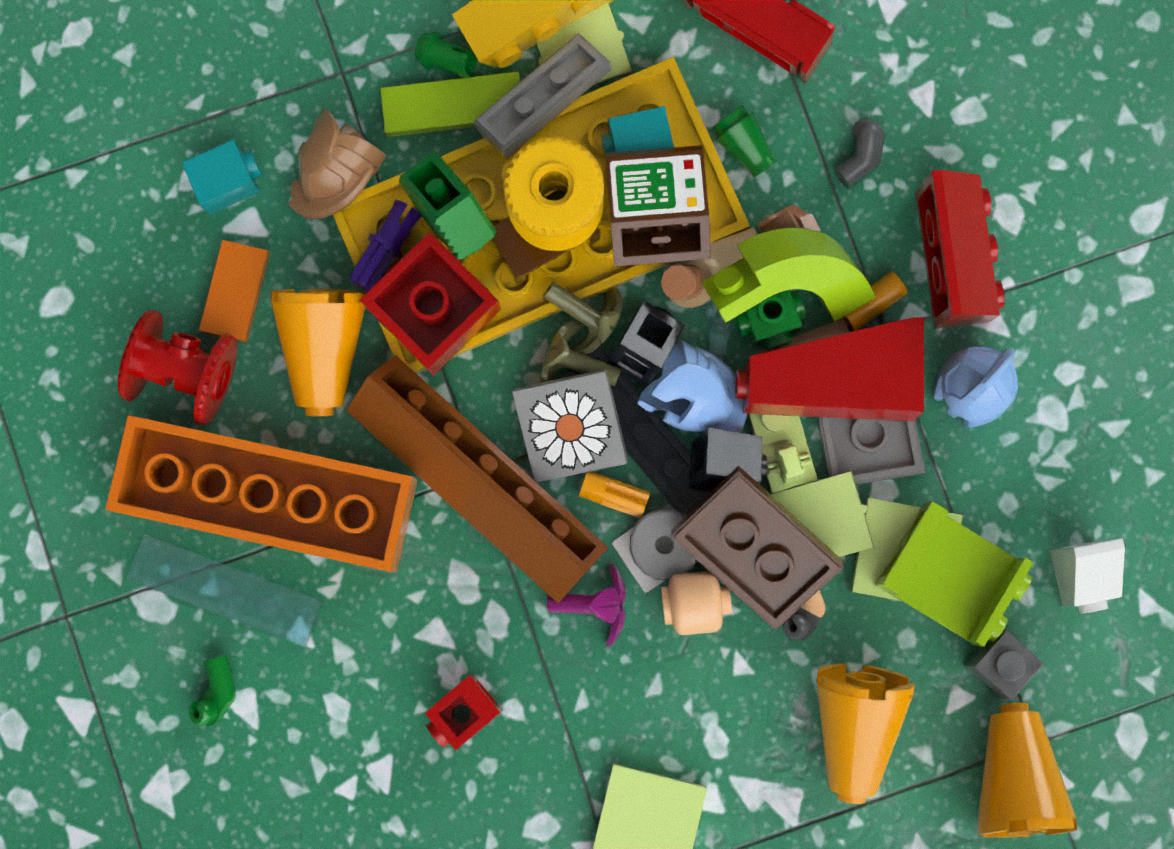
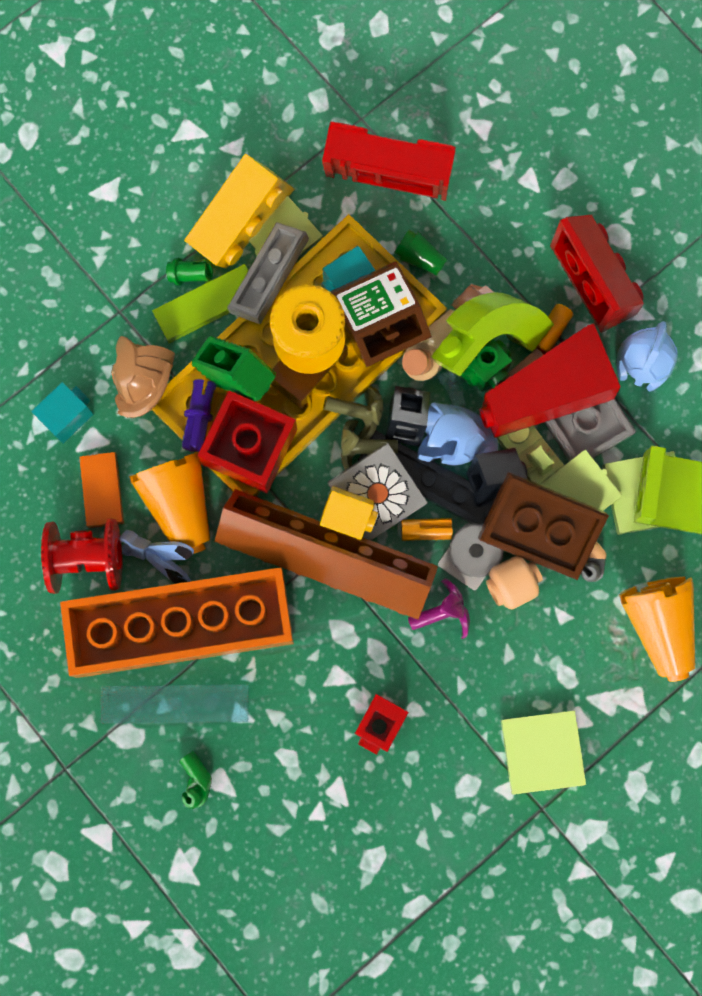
camera: 25 degrees left, 5 degrees down
(273, 400) = (158, 554): none -> light blue piece
(521, 440) = (348, 513): none -> yellow brick
(868, 153) = (507, 229): dark grey arm -> none

